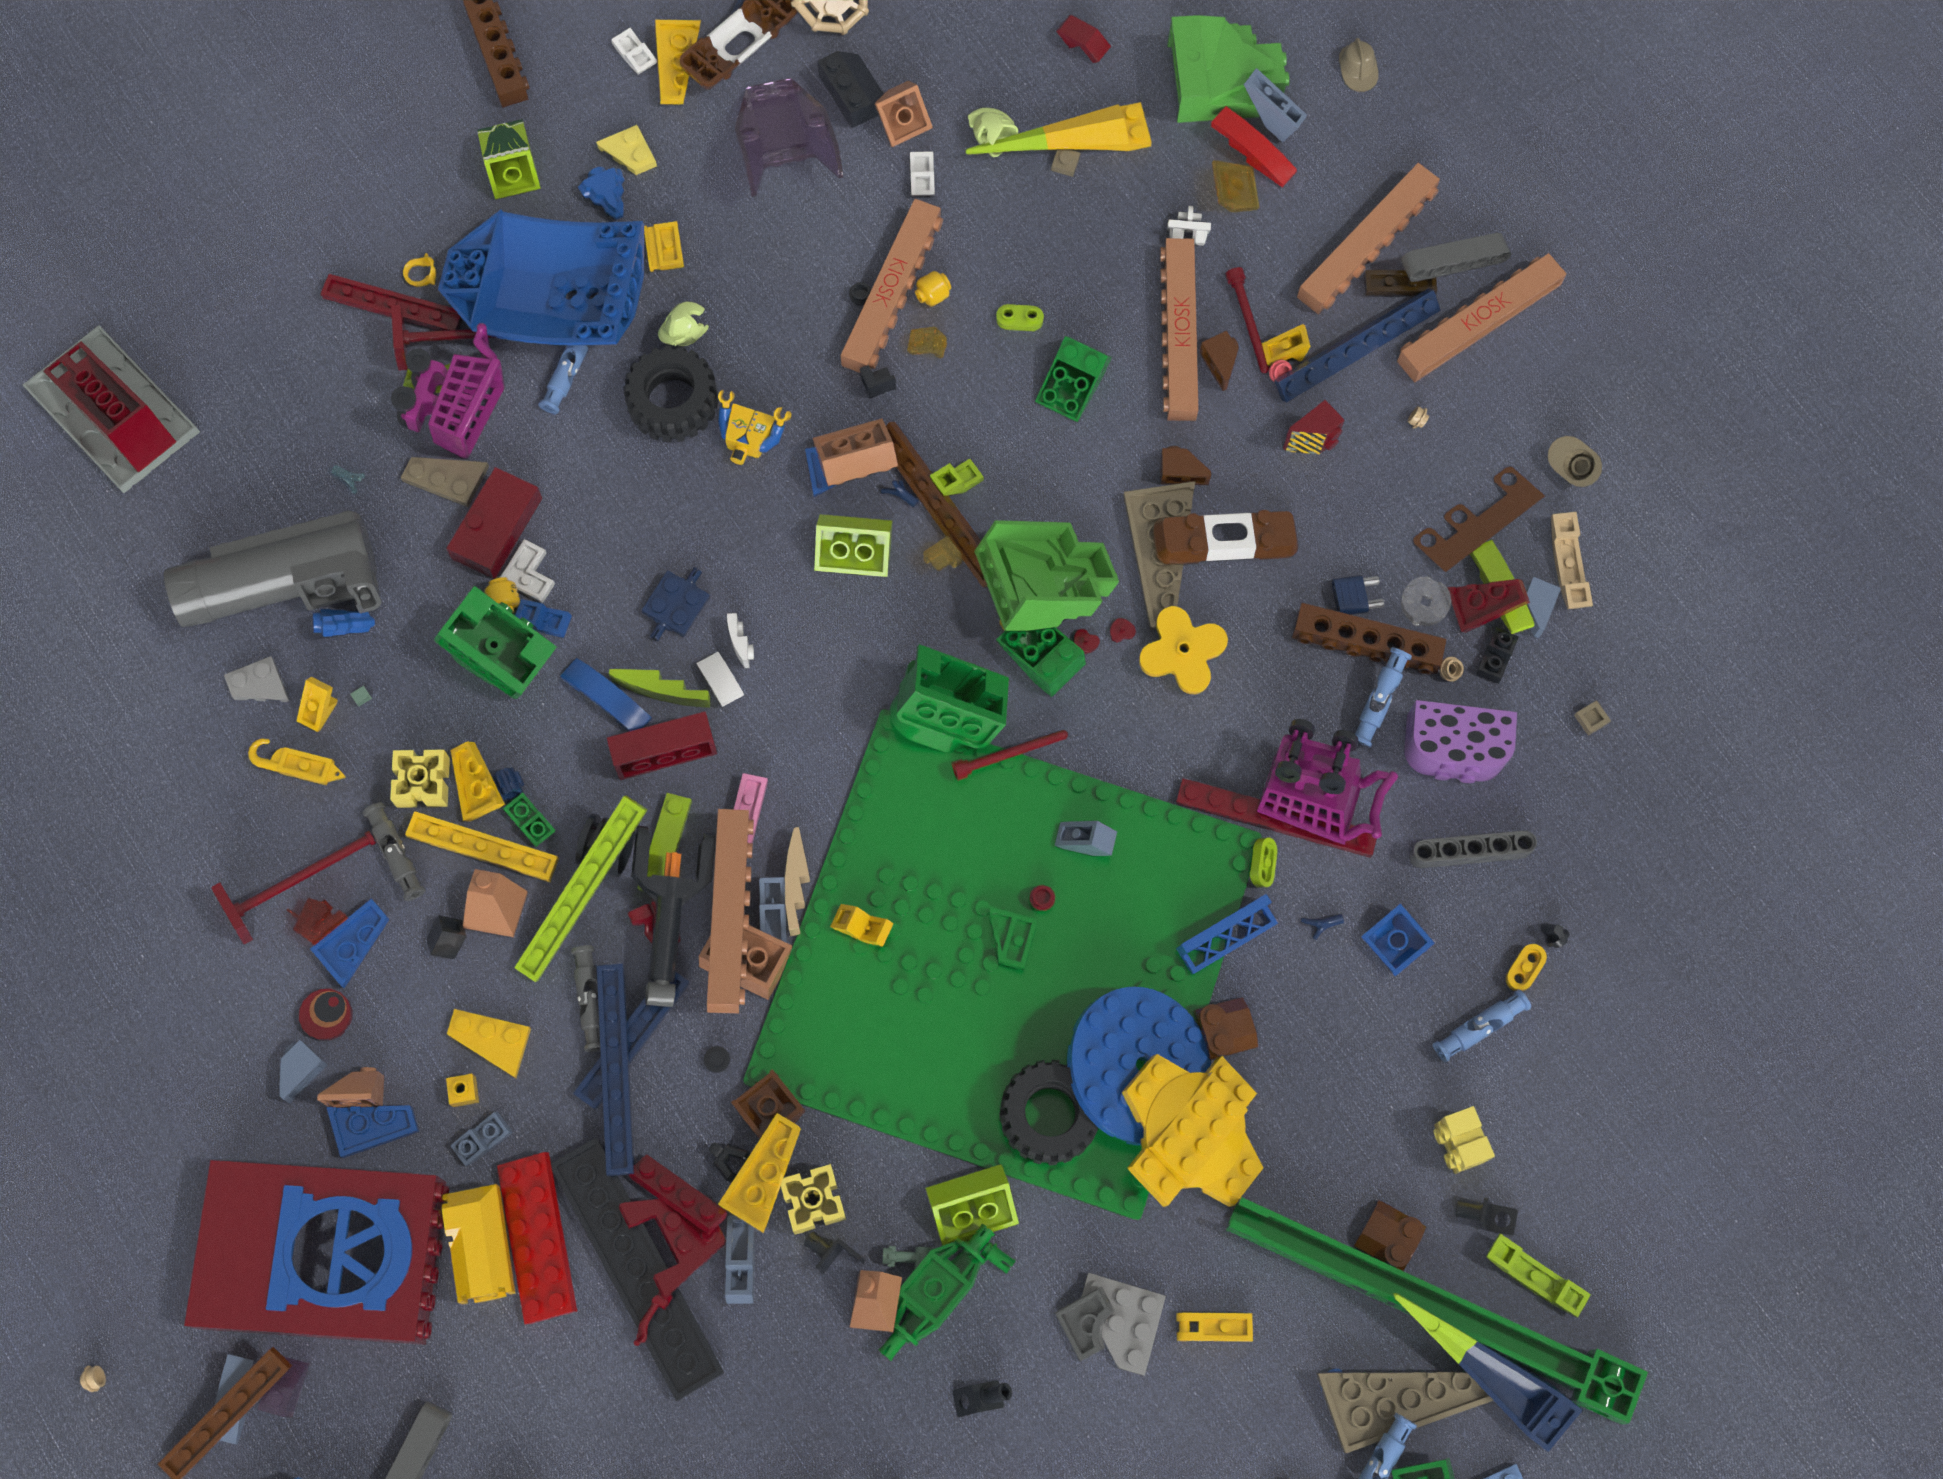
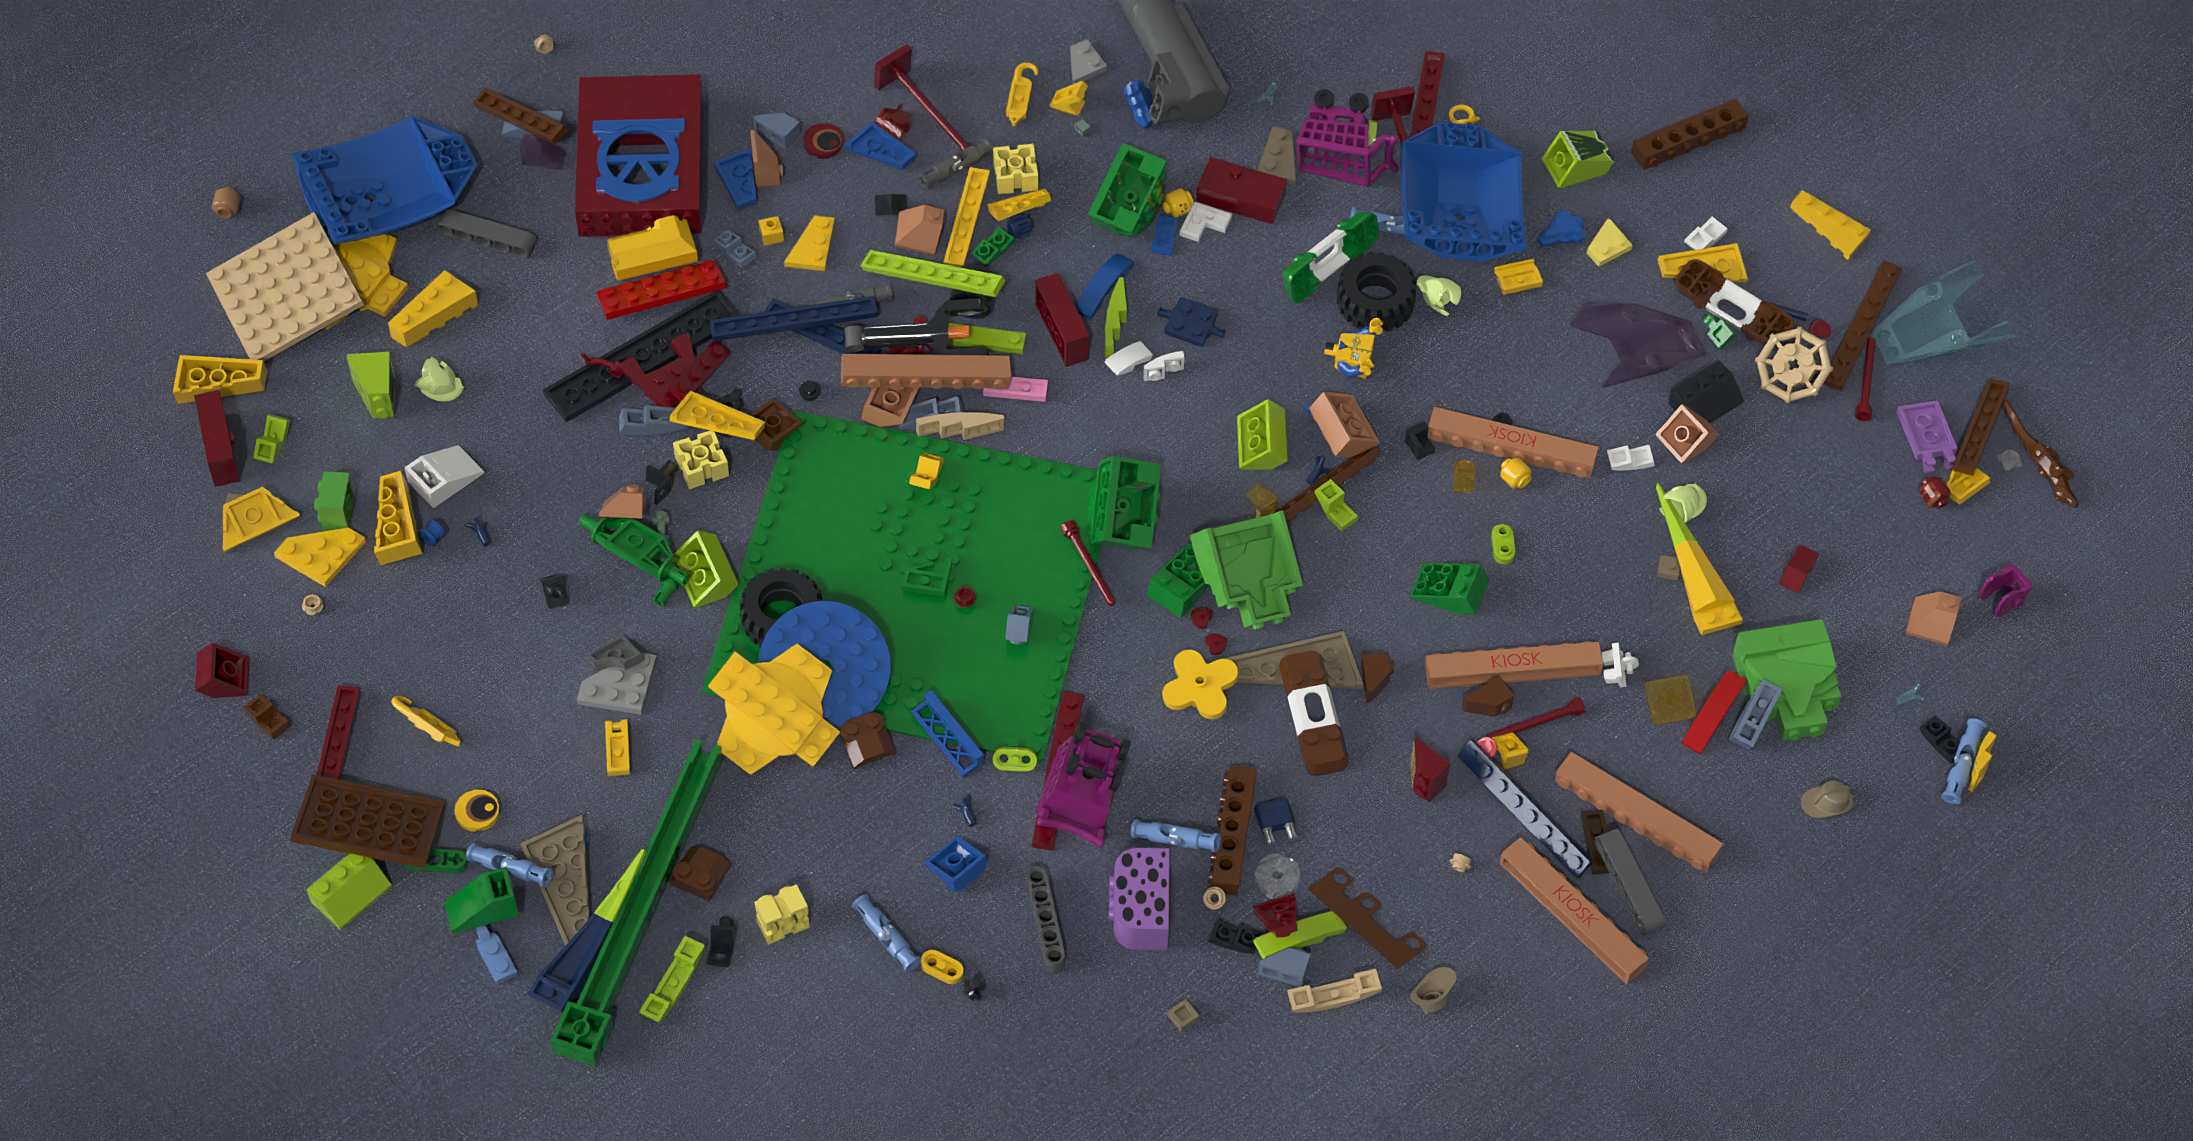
camera: 85 degrees right, 15 degrees down
(592, 415) = (1349, 241): none -> green piece
(770, 58) = (1720, 331): none -> plate

